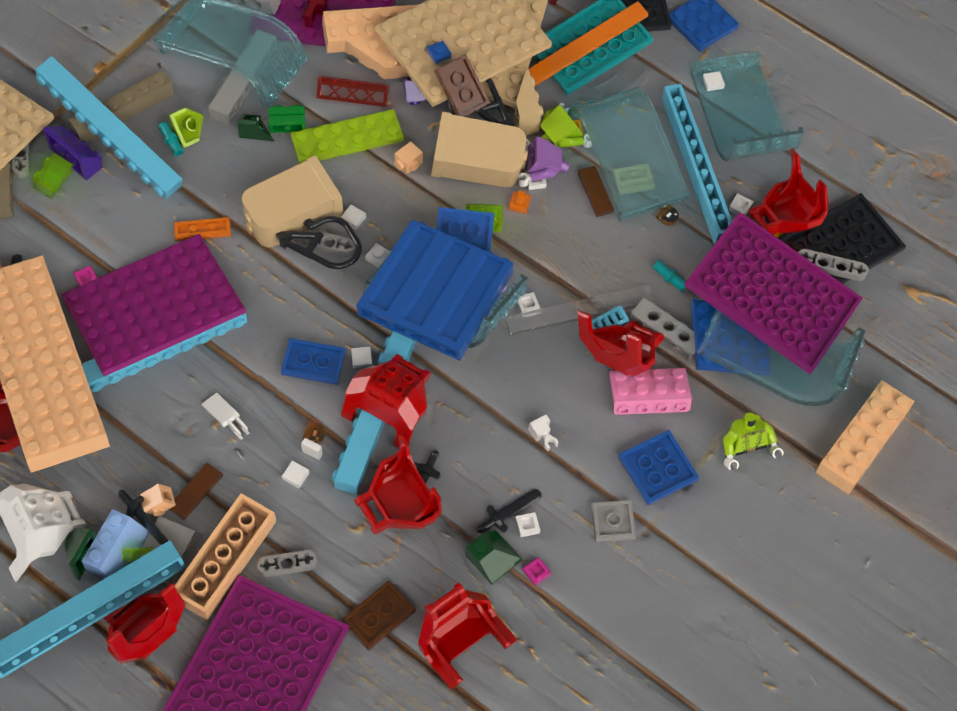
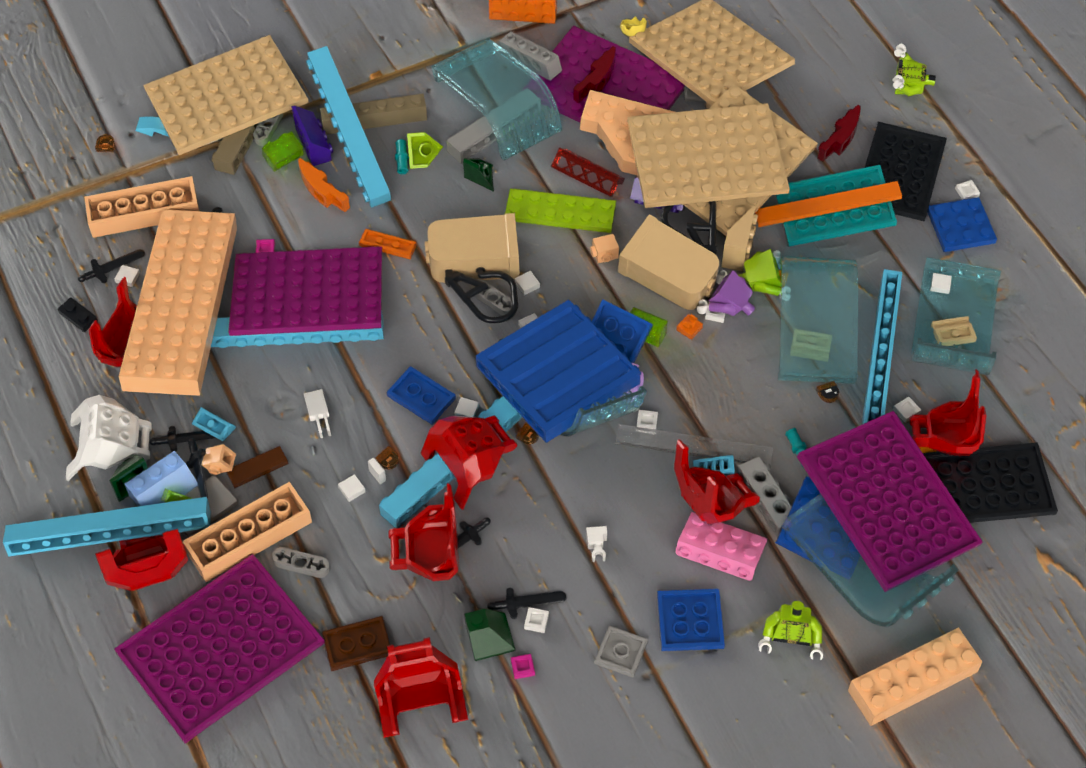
camera: 30 degrees right, 5 degrees down
(99, 498) = (173, 438): none -> black sword
(101, 195) = (318, 186): none -> orange slope
(131, 468) = (213, 424): none -> medium azure slope
(287, 118) = (513, 175): green brick -> none
(429, 358) = (527, 434): none -> clear orange tile
(439, 52) = (673, 160): blue plate -> none
(462, 86) = (679, 198): reddish brown tile -> none
(595, 191) = (768, 343): reddish brown tile -> none
(747, 121) = (954, 331): none -> tan plate
(832, 261) = (971, 495): light grey beam -> none

